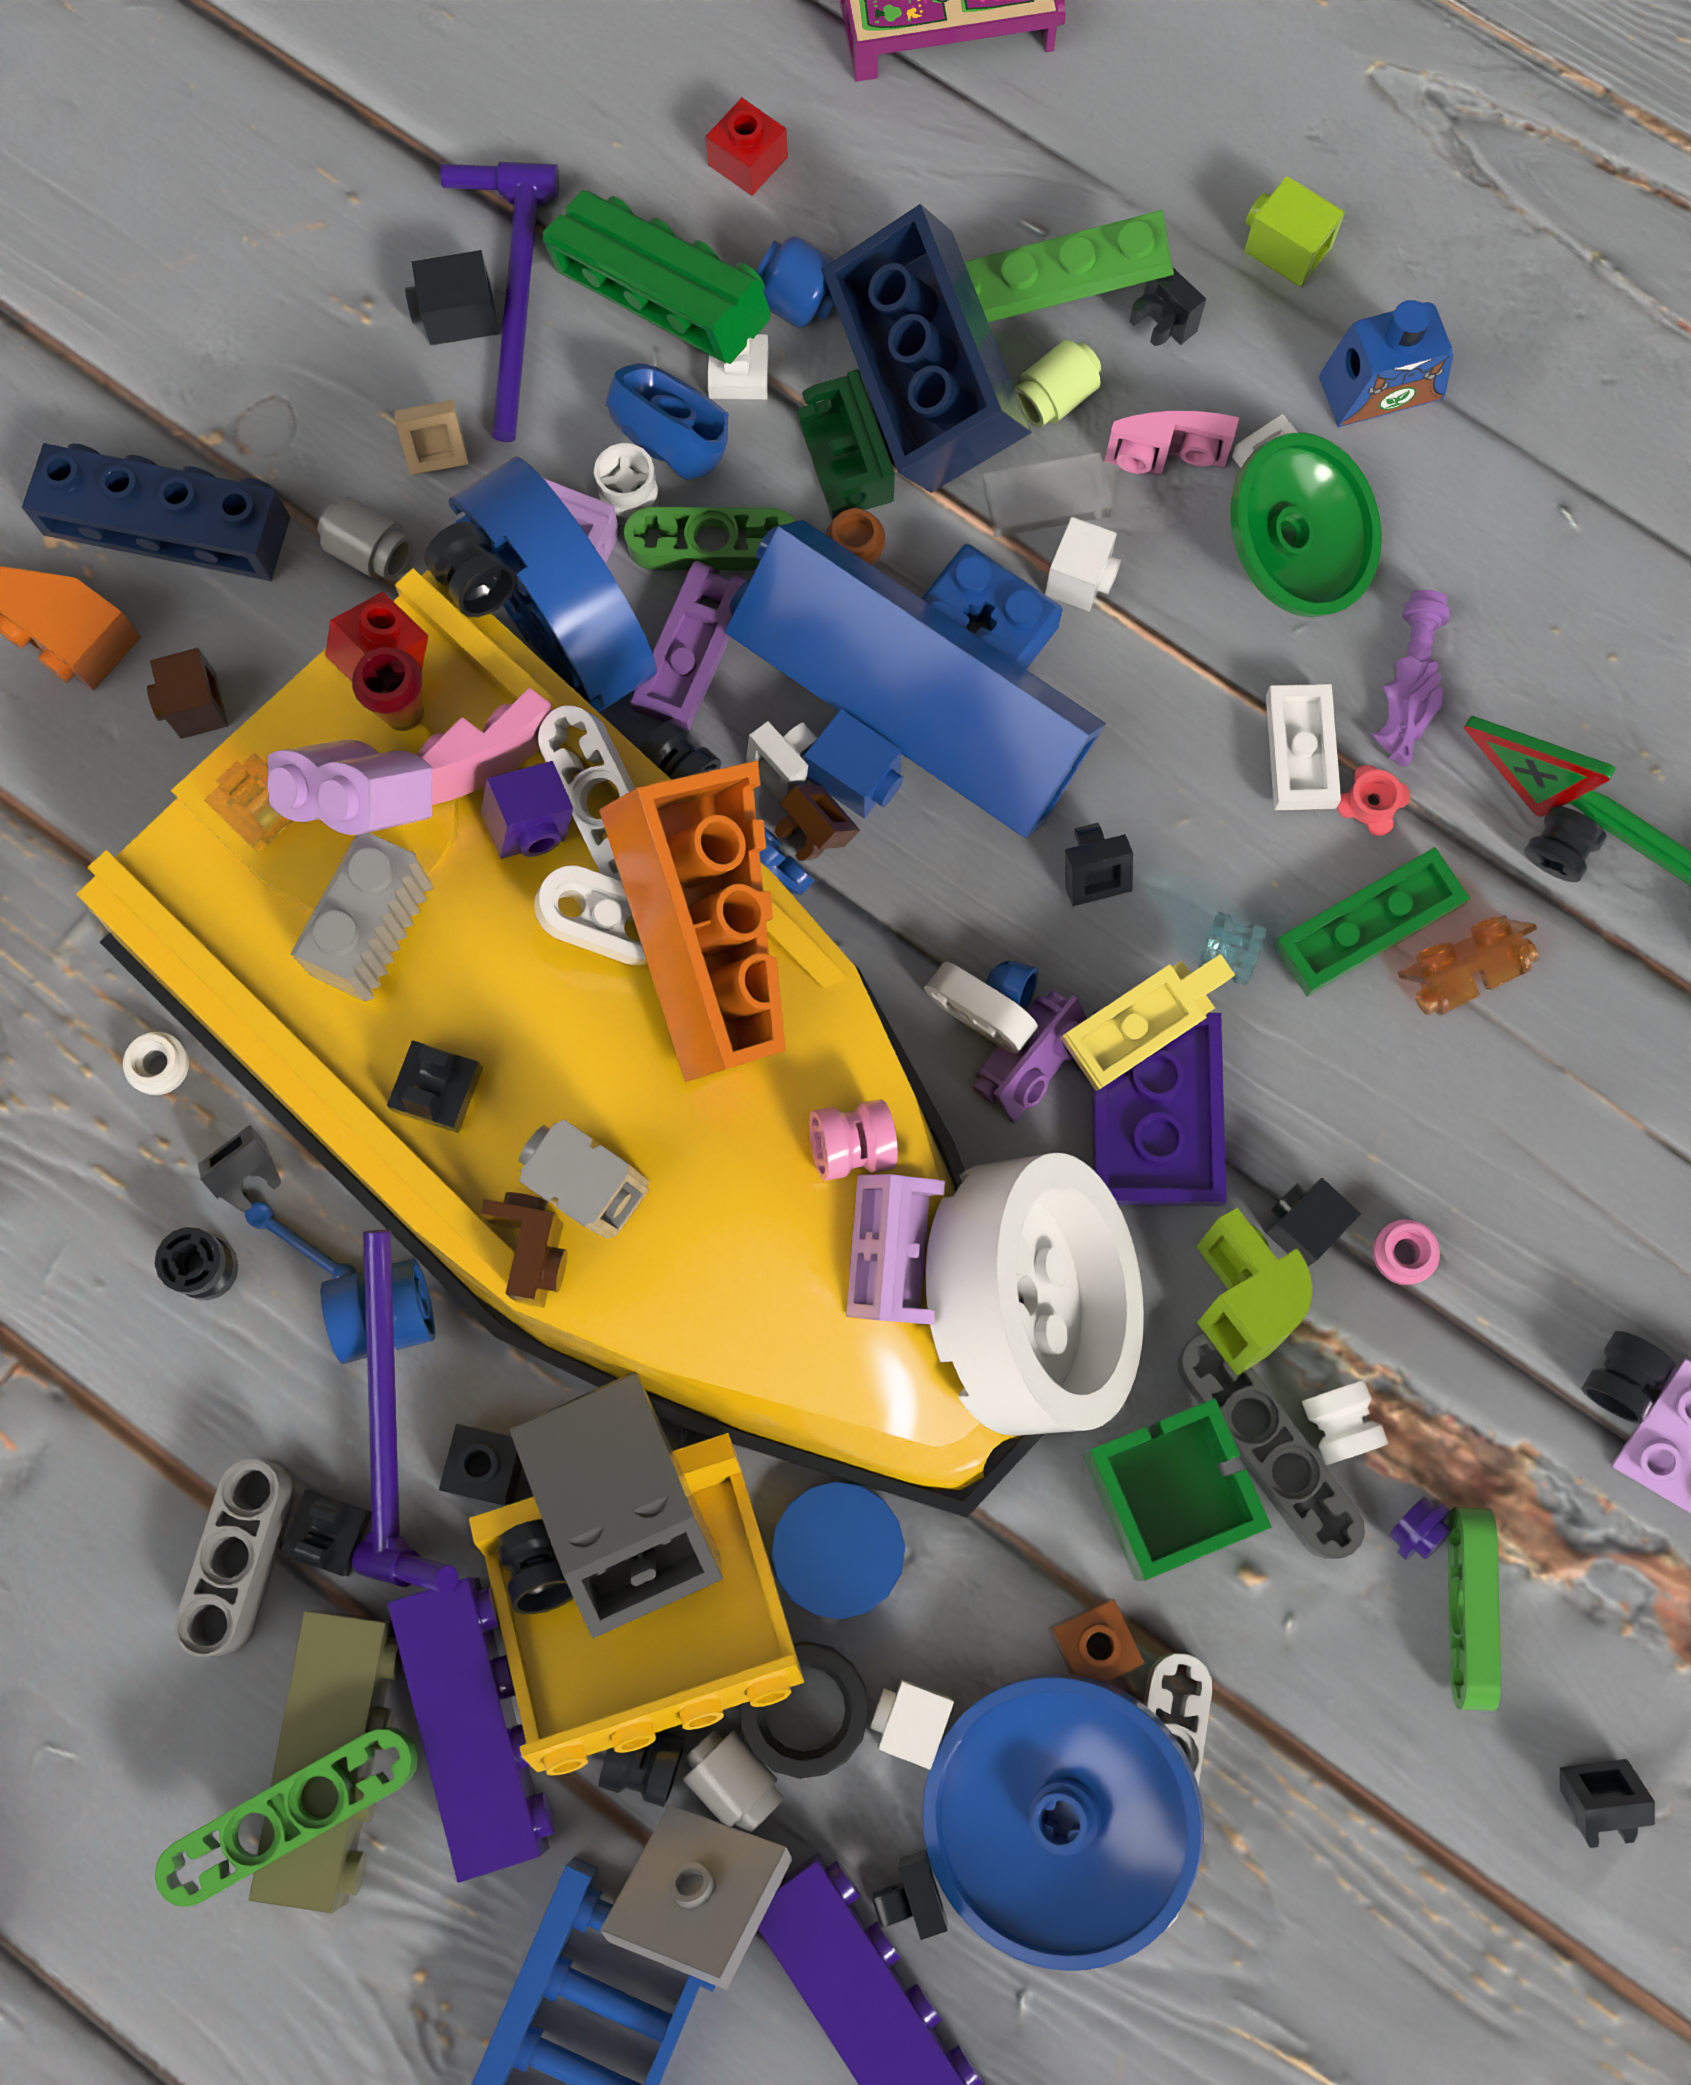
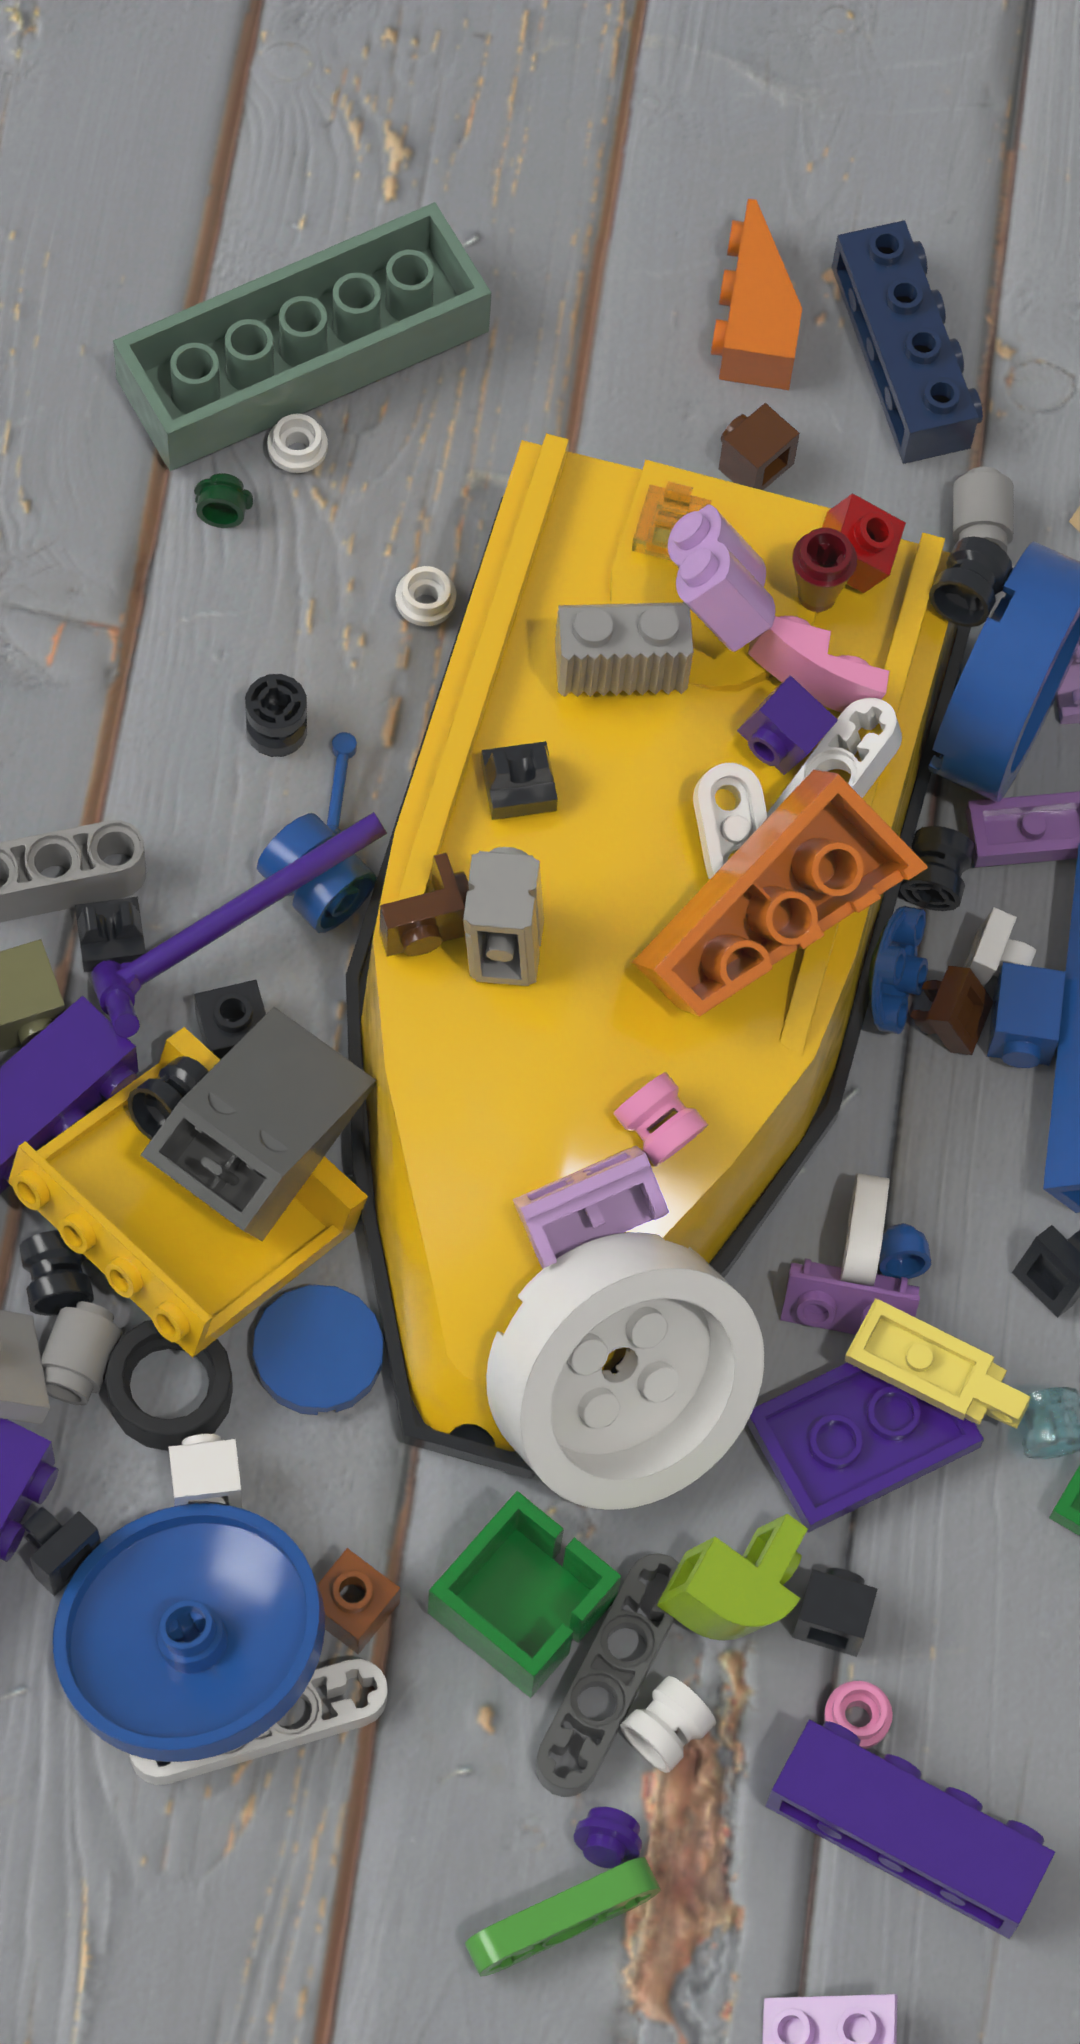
camera: 55 degrees right, 10 degrees down
(233, 1162) = (365, 695): black tile -> none
(1537, 1266) = (911, 1827): none -> dark purple brick
(1629, 1375) = (853, 1962): black wheel -> none

